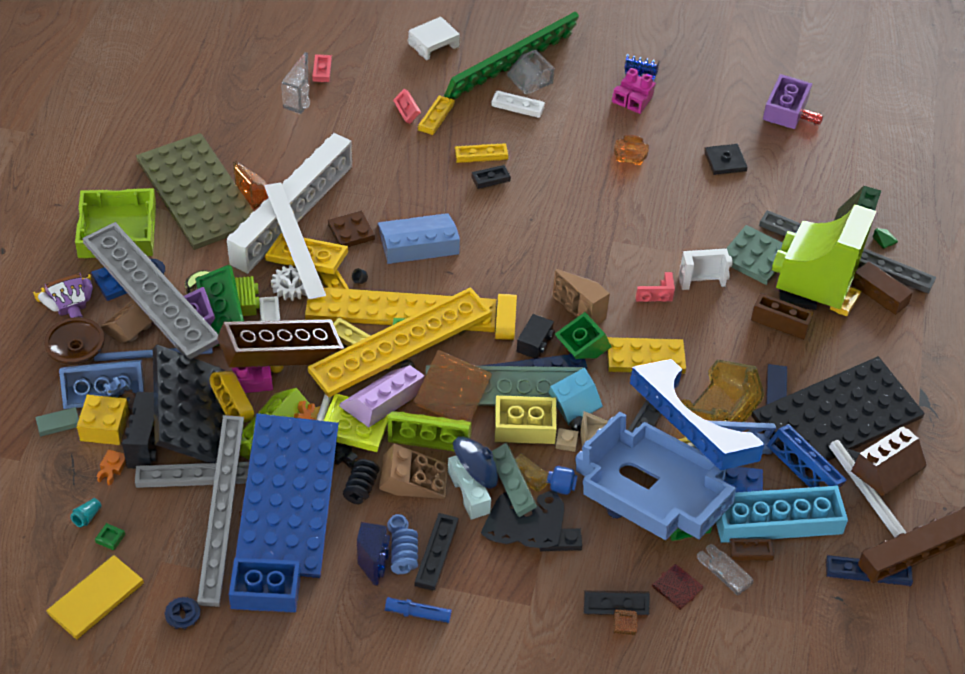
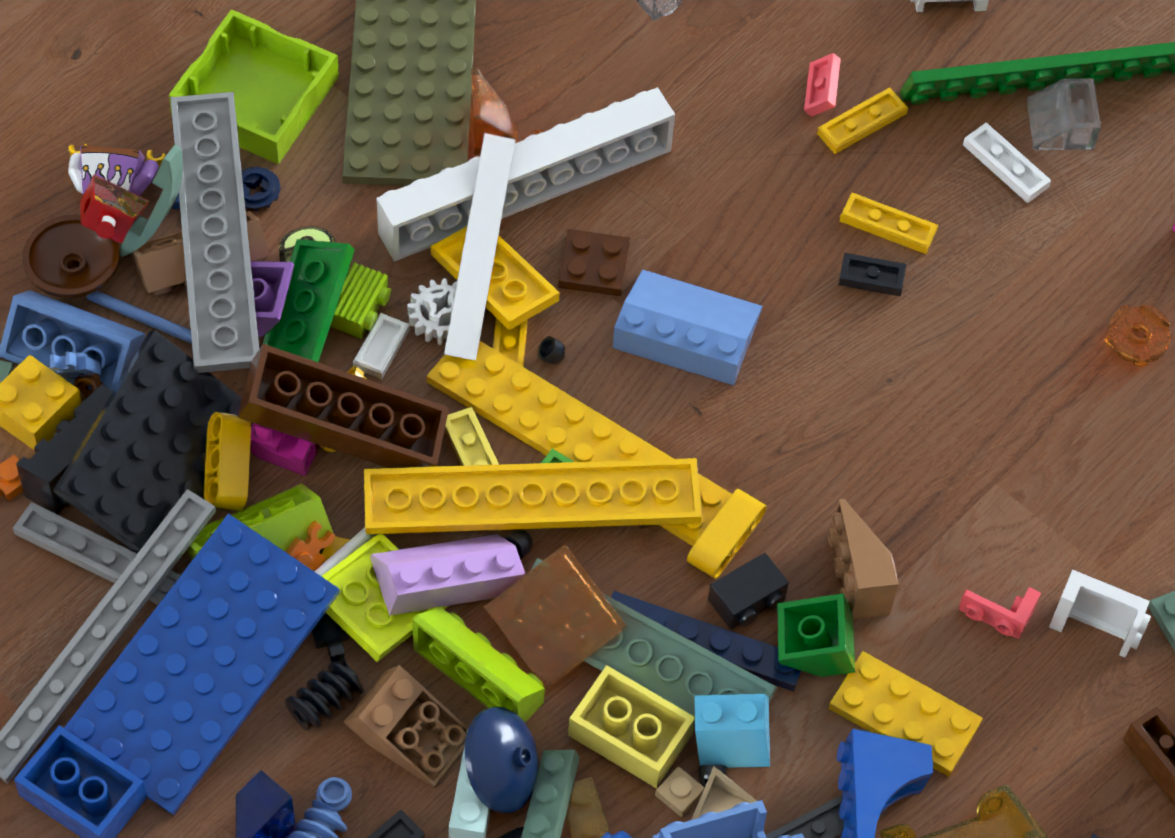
camera: 30 degrees right, 10 degrees up
(84, 307) = (110, 209): none -> red torso
(107, 311) = (169, 179): none -> sand green slope

